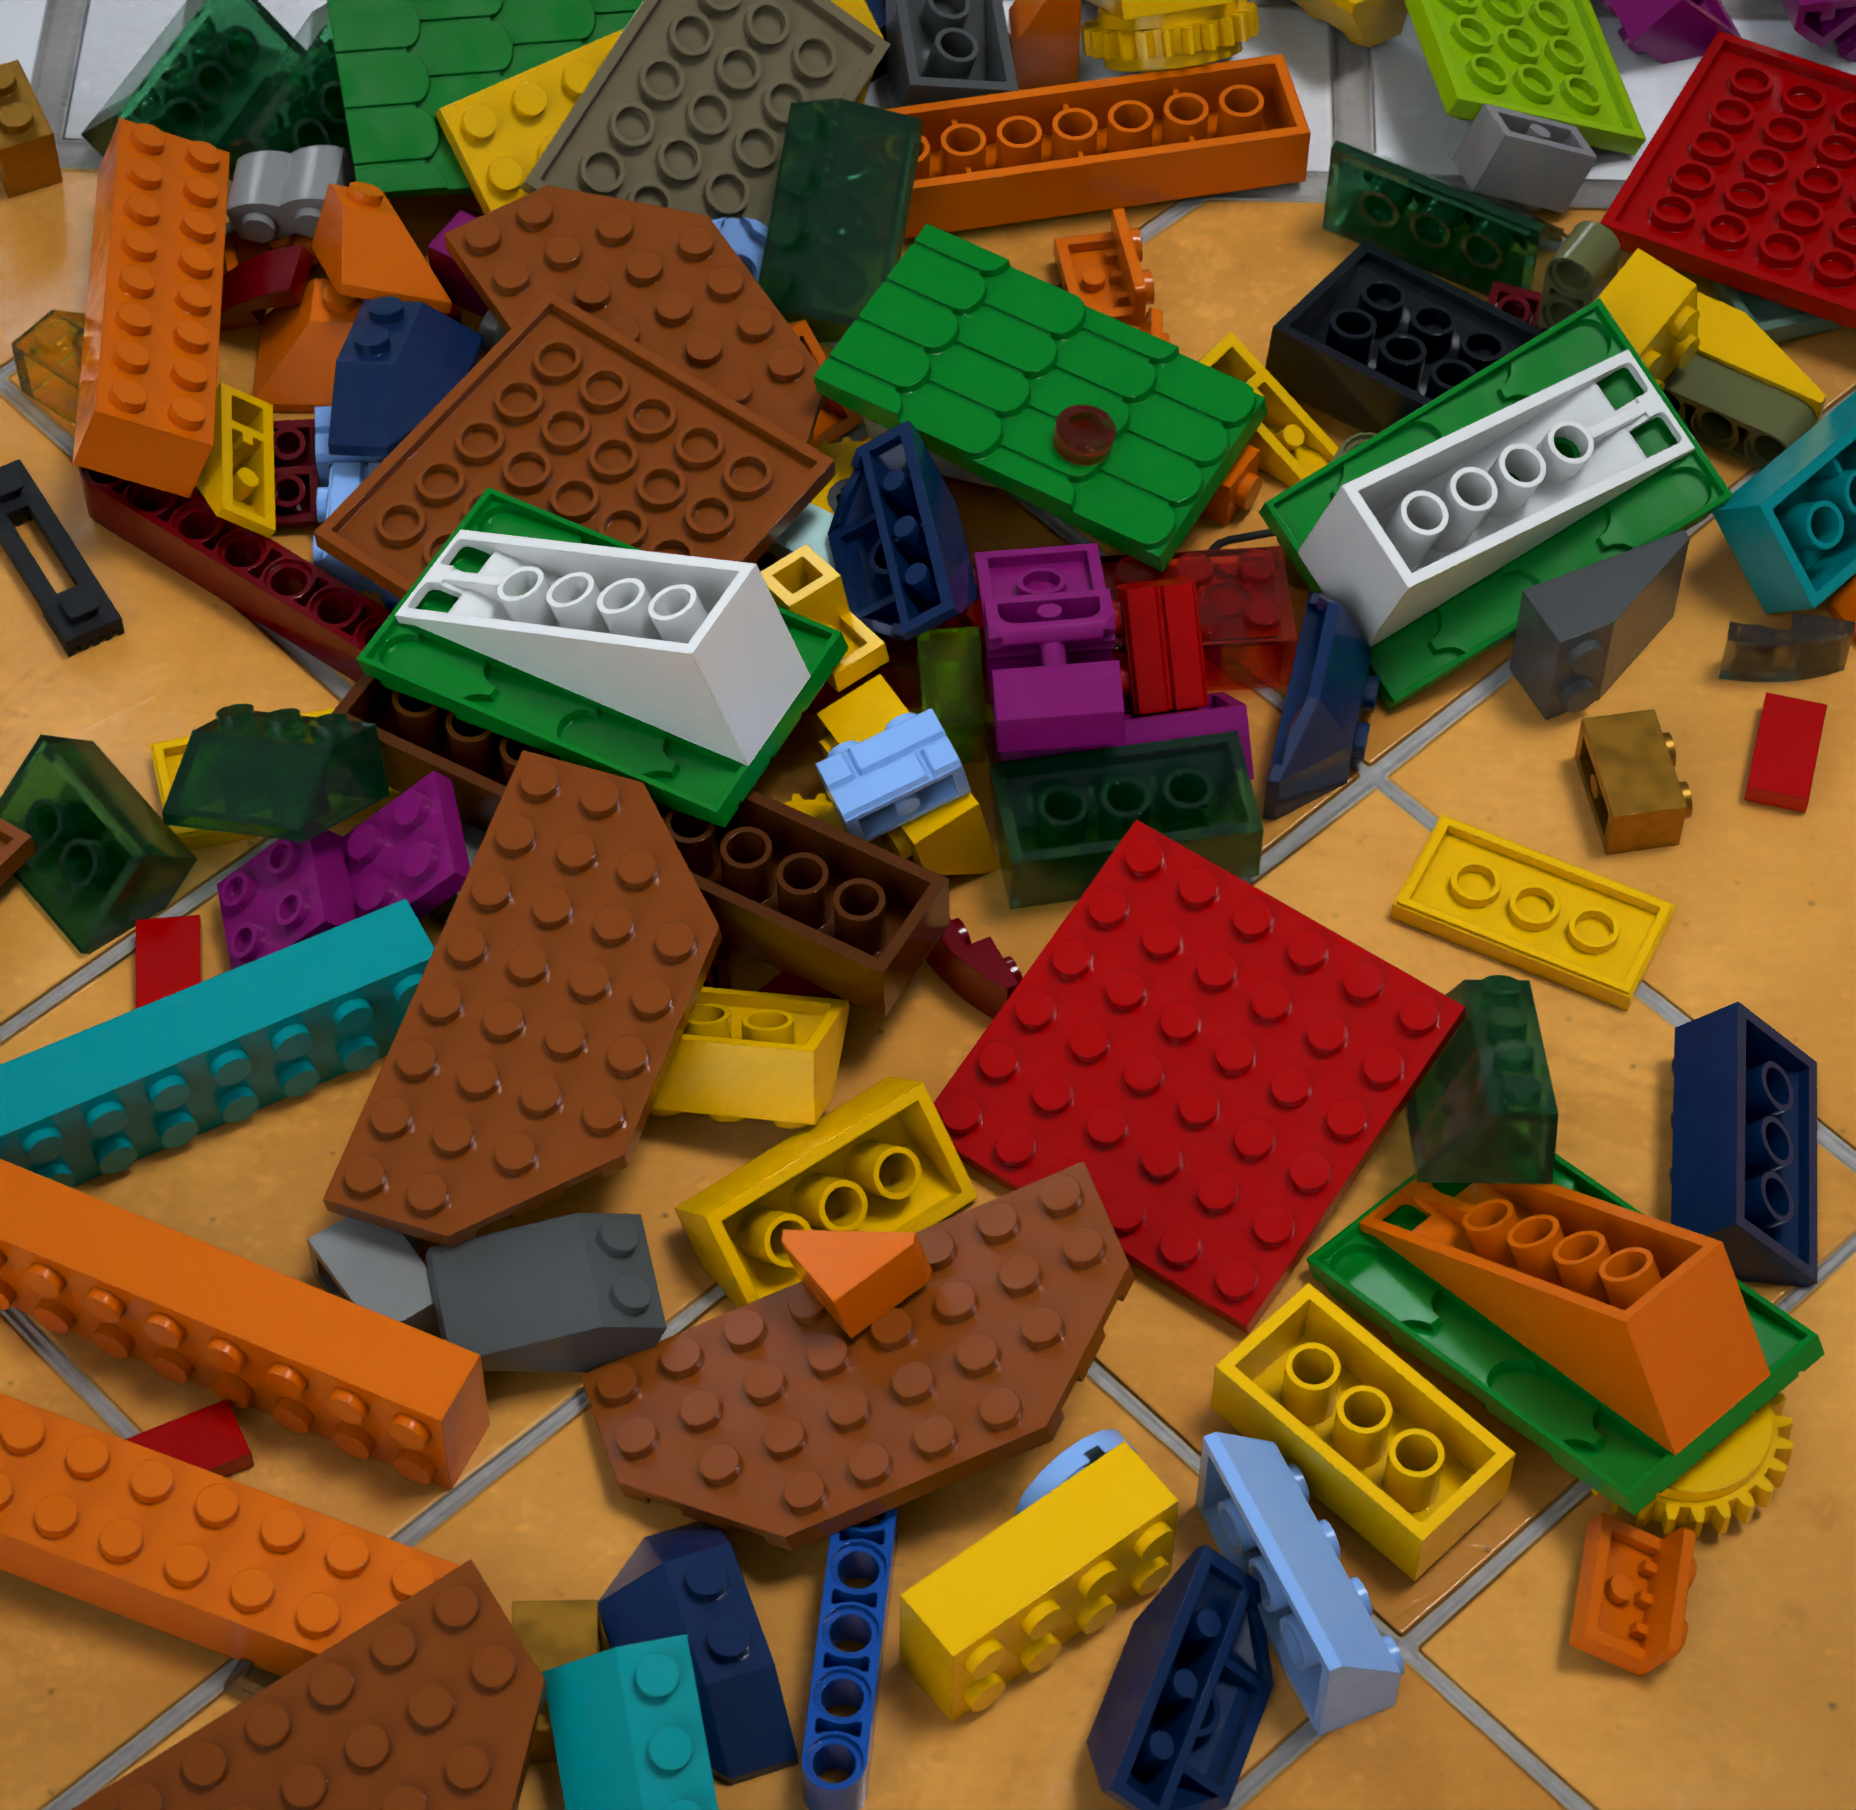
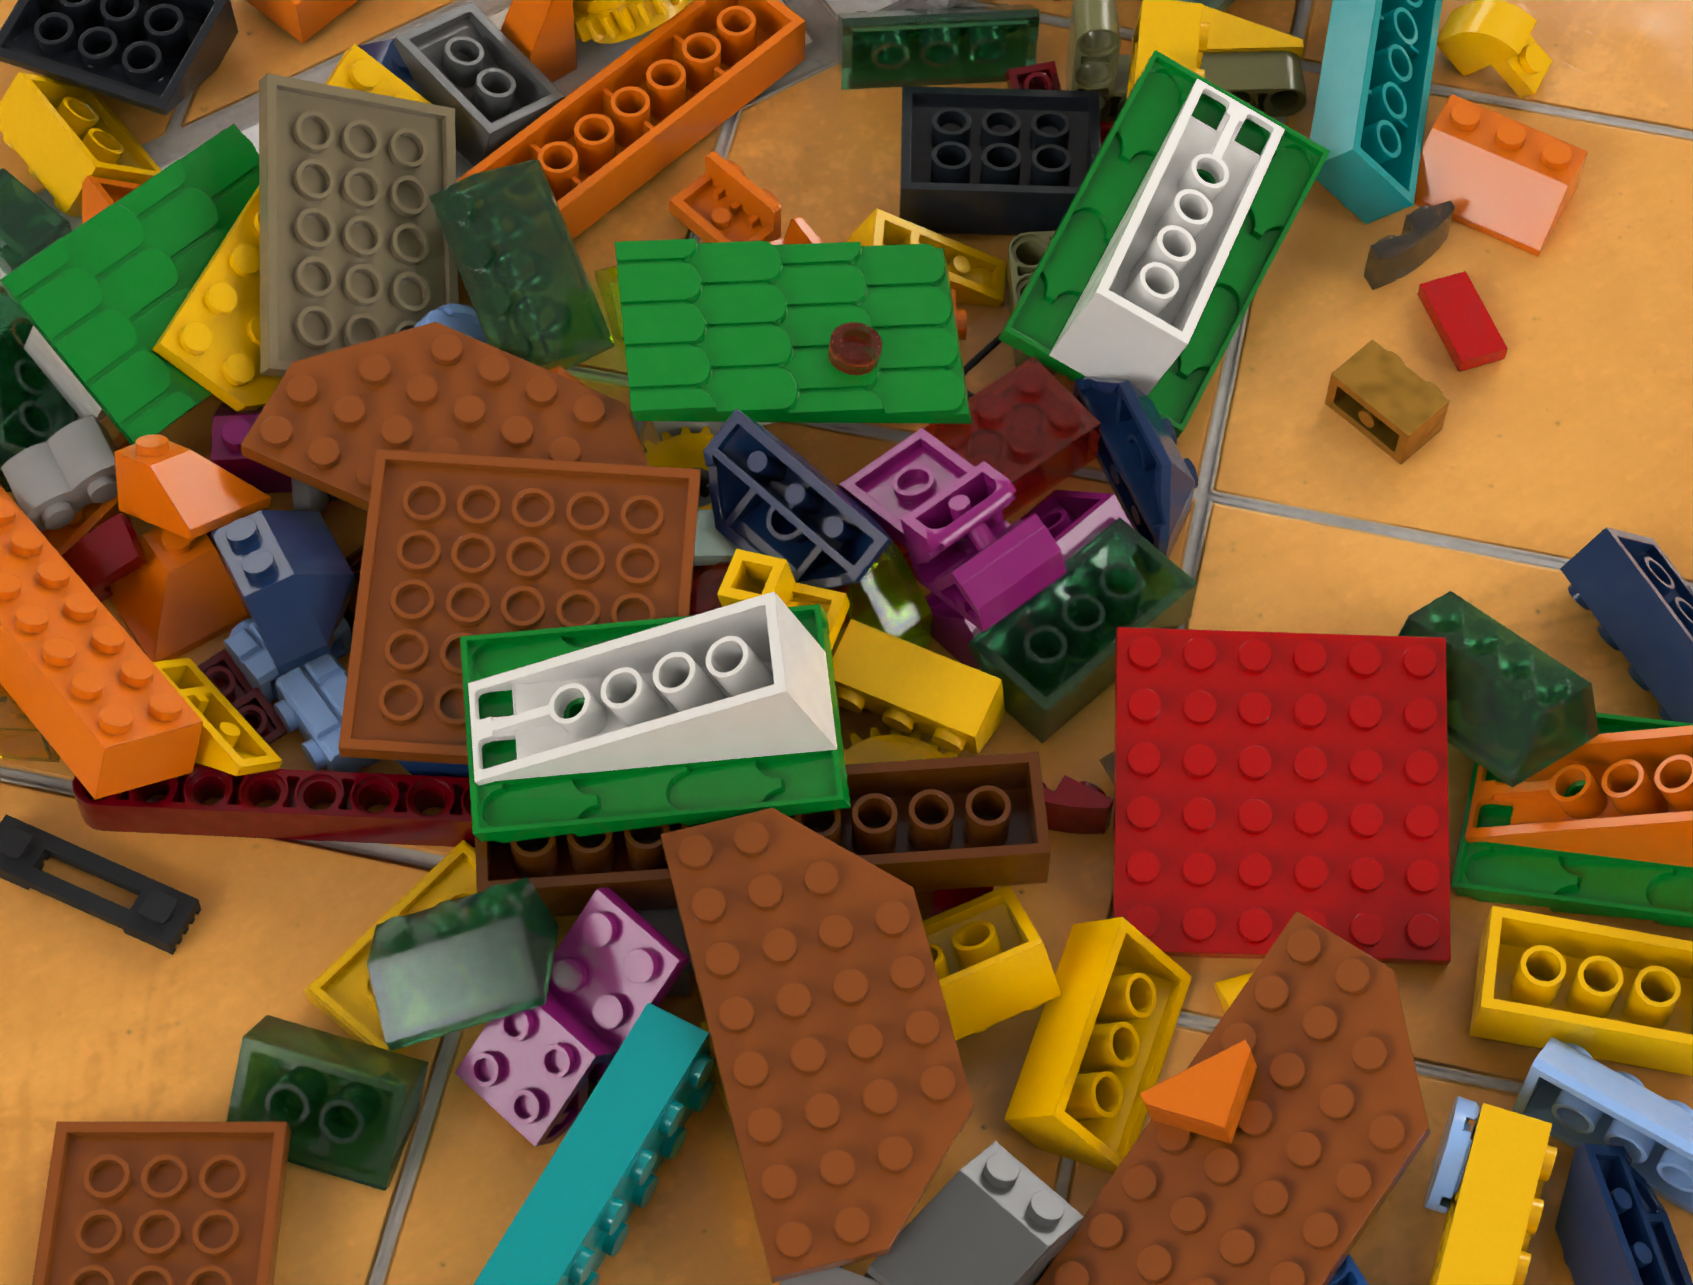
camera: 35 degrees left, 5 degrees up
(167, 956) = (471, 1167): red tile -> none
(893, 775) = (931, 694): light blue brick -> none
(1160, 645) = (1022, 457): red brick -> none
(1534, 912) = (1391, 535): yellow tile -> none
(1593, 623) = (1281, 305): dark grey slope -> none

